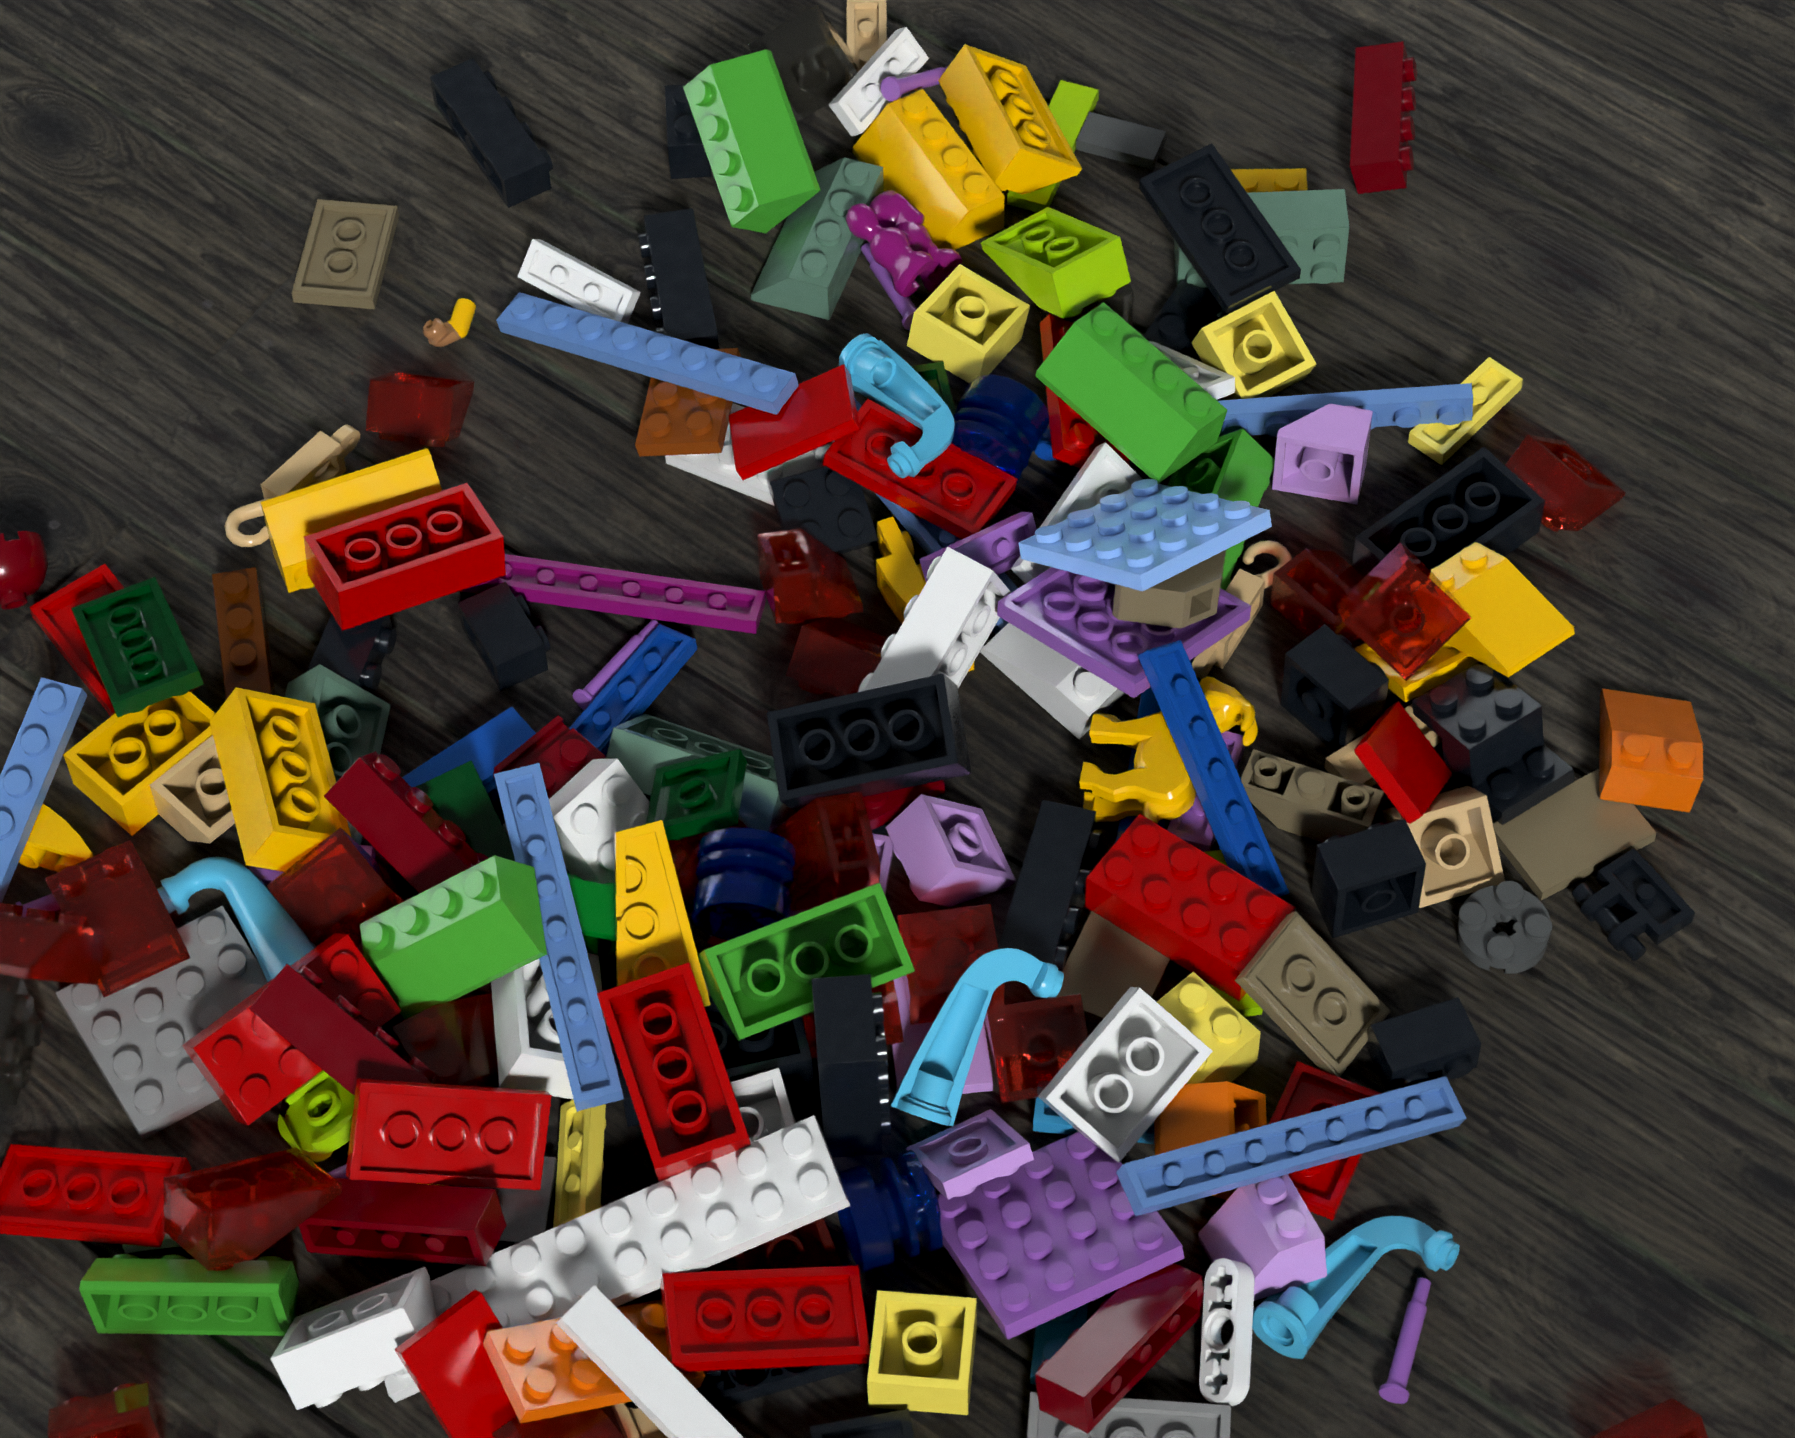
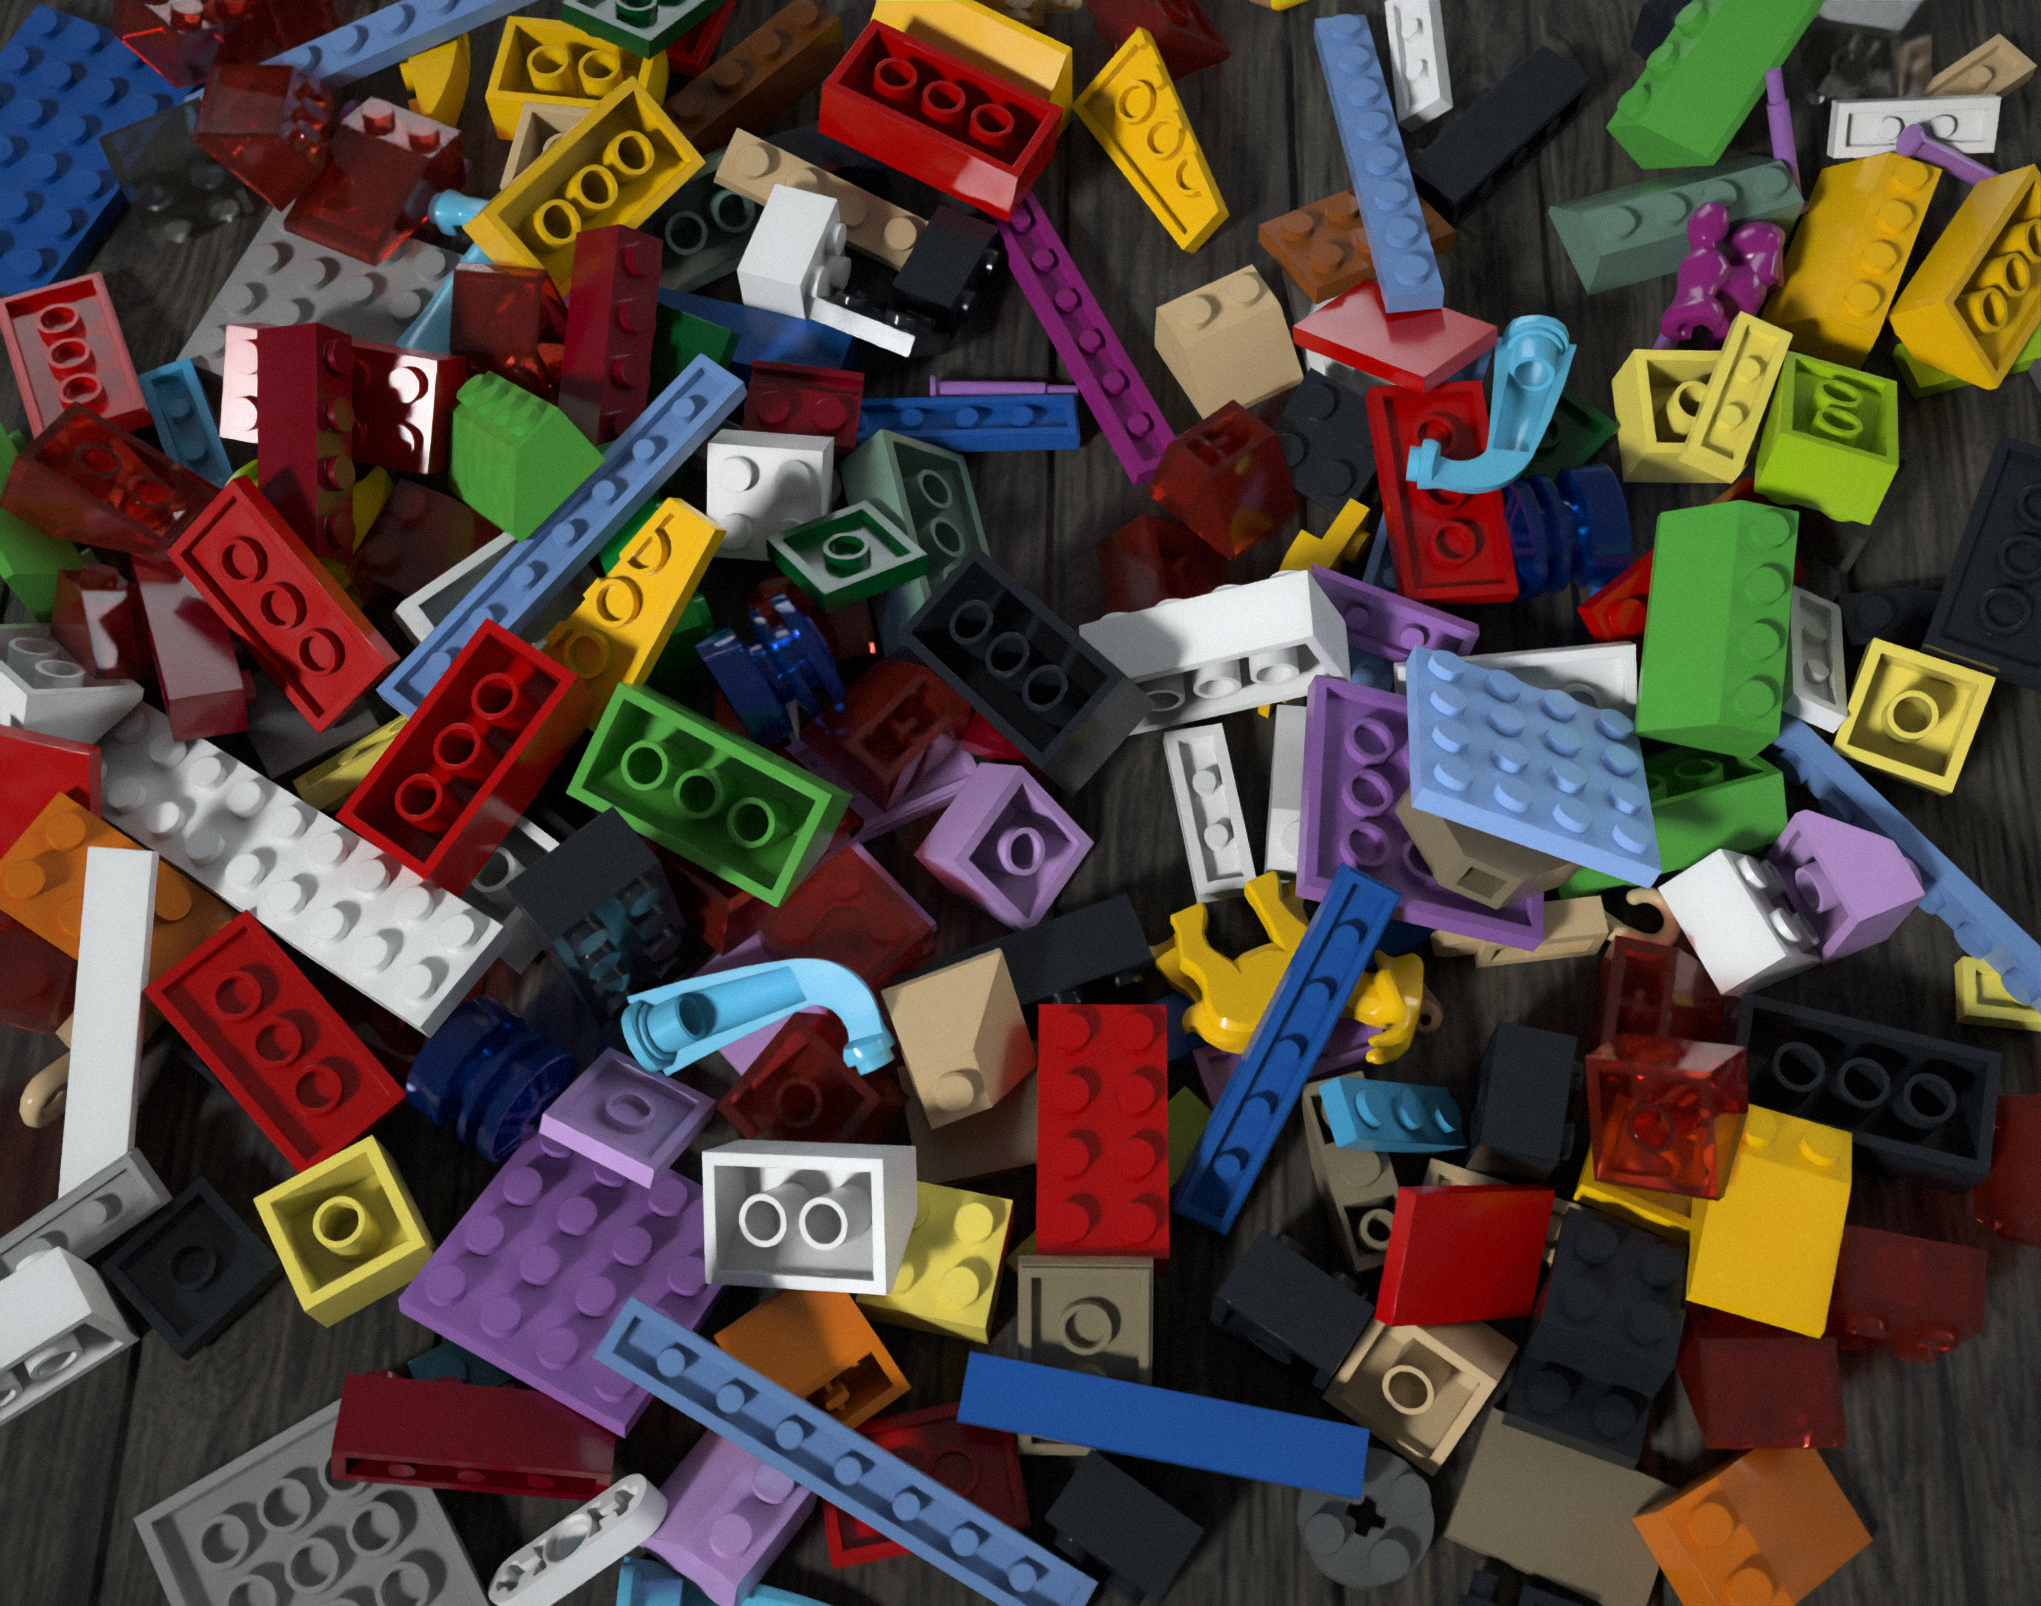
camera: 55 degrees right, 10 degrees up
(204, 1145) = (186, 420): none -> dark azure plate
(342, 1271) = (102, 623): none -> clear red slope
(393, 665) = (872, 224): none -> tan plate
(426, 702) = (794, 253): none -> white brick
(513, 461) = (1150, 139): none -> yellow wing
(533, 682) = (869, 319): none -> black plate
(702, 520) = (1228, 343): none -> tan slope
(820, 137) = (1781, 126): none -> medium lavender piece
(991, 286) = (1735, 397): none -> light yellow plate
(1021, 734) = (1209, 812): none -> white plate
(1072, 936) = (961, 1036): none -> tan slope
(1294, 749) = (1392, 1117): none -> dark azure plate
(1308, 518) = (1741, 922): none -> white slope
(1383, 980) = (1164, 1425): none -> blue tile
(1576, 680) = (1760, 1383): none -> clear red slope
(1582, 582) = (1906, 1294): none -> clear red brick

